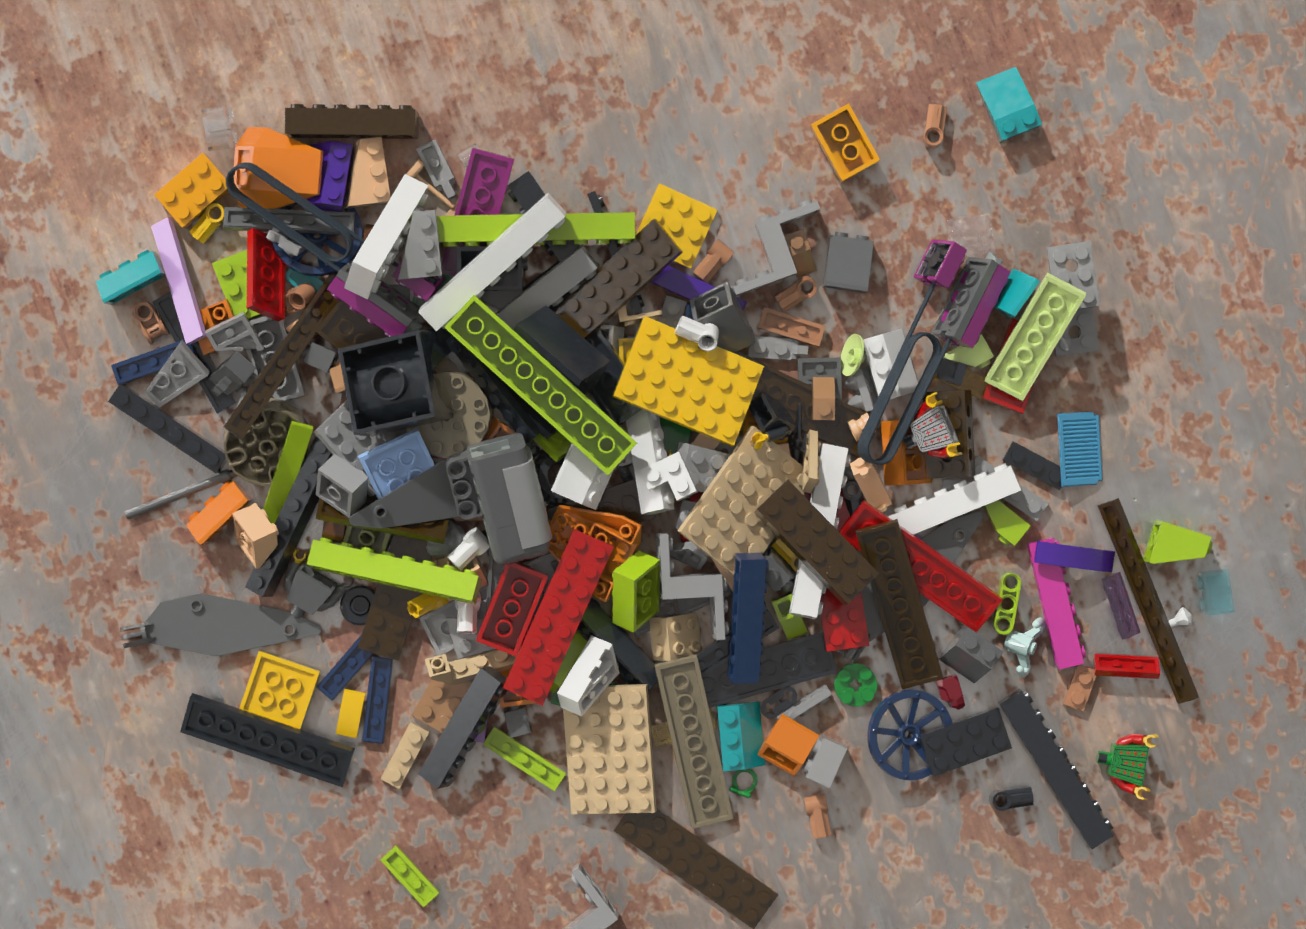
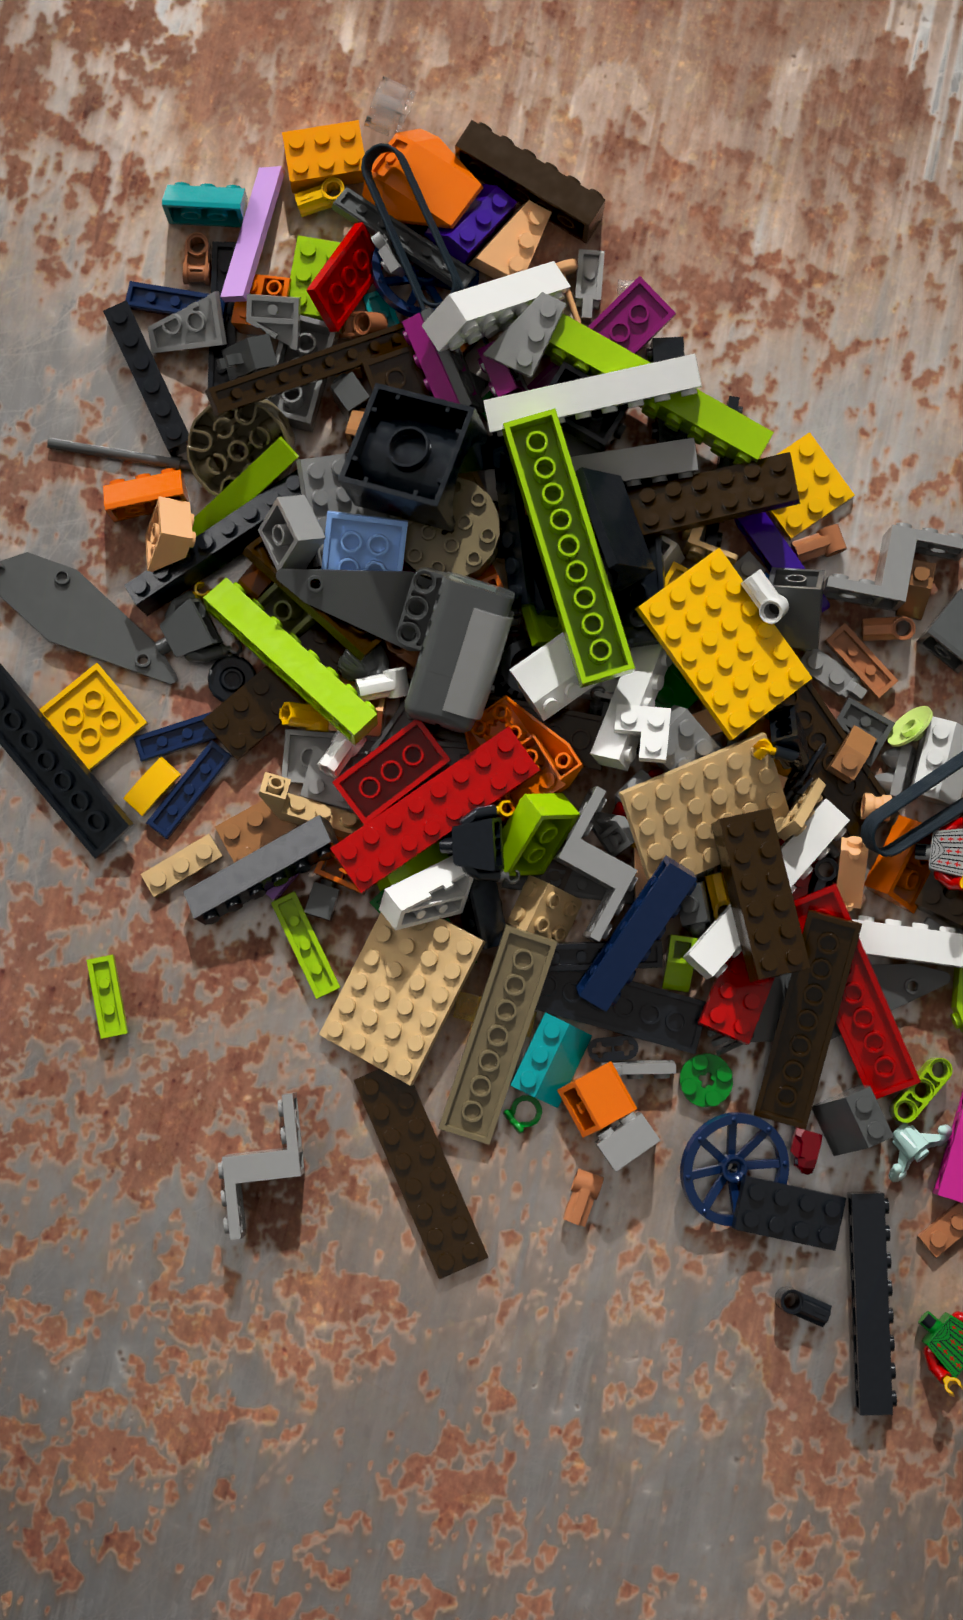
camera: 30 degrees right, 5 degrees down
(603, 624) = (479, 844): none -> black torso

